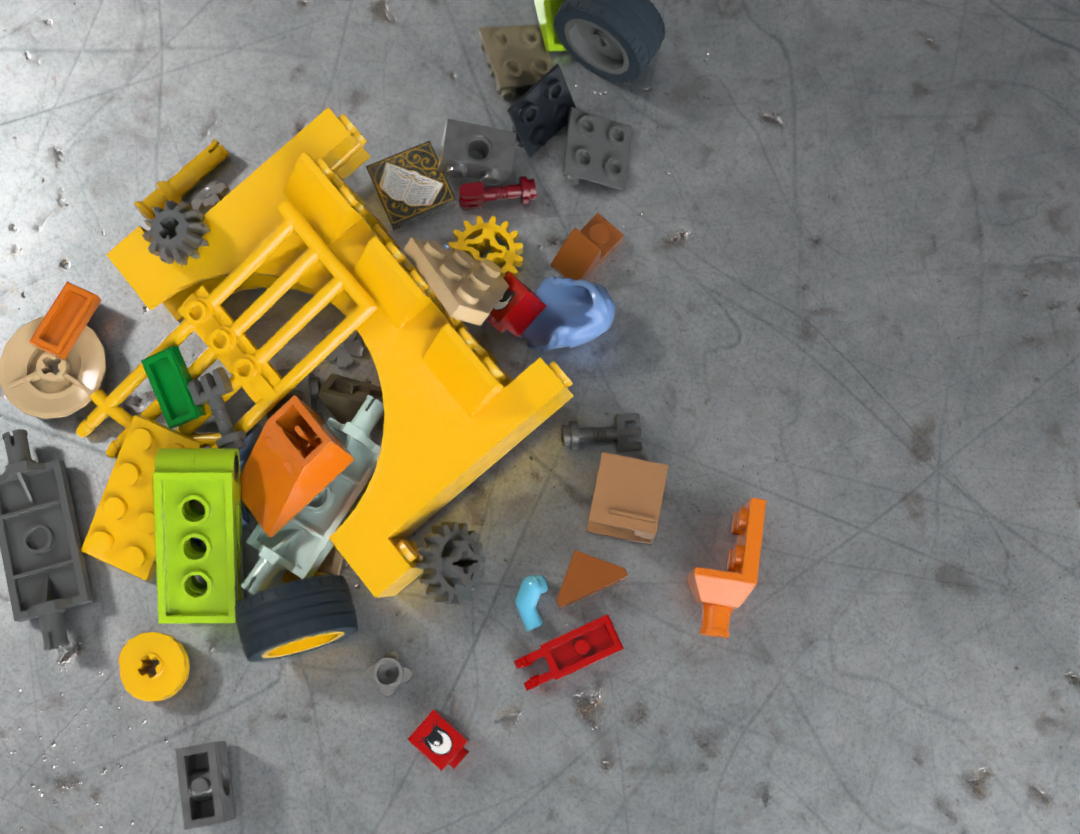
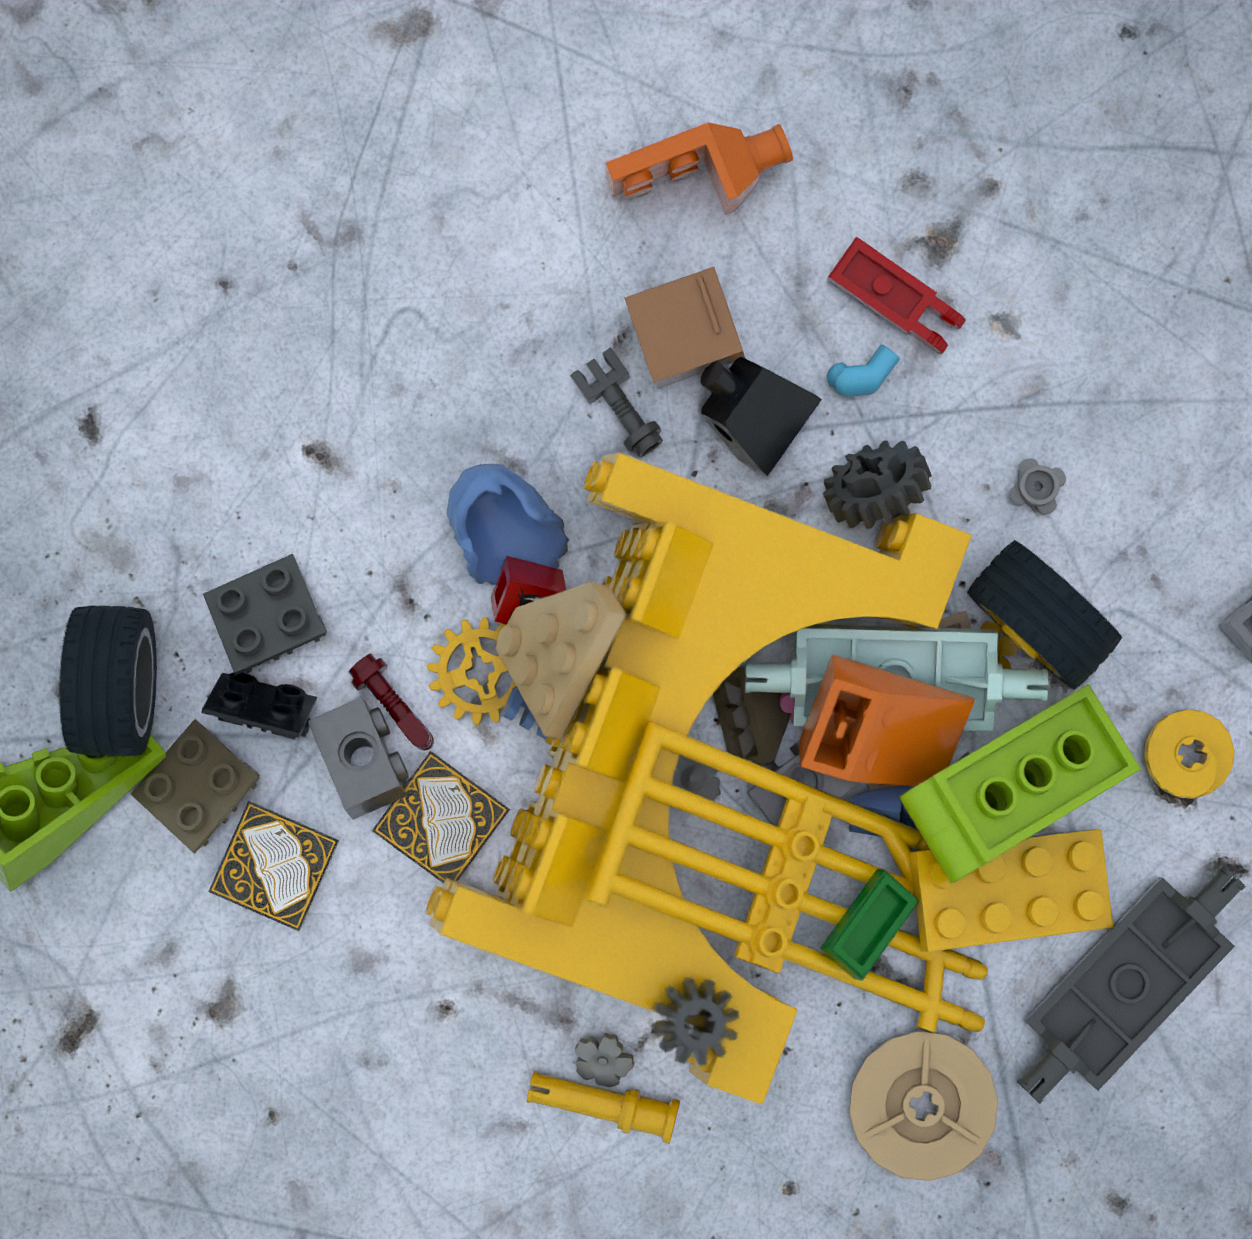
camera: 125 degrees left, 10 degrees up
(65, 320) = (861, 1123): orange tile -> none
(210, 391) = (891, 816): dark grey hinge -> none
(440, 741) = (1077, 382): red brick -> none
(444, 77) = (274, 865): none -> tile
(547, 513) = (755, 411): none -> black torso
(586, 248) = (400, 554): dark orange slope -> none
(586, 577) = (801, 324): dark orange slope -> none

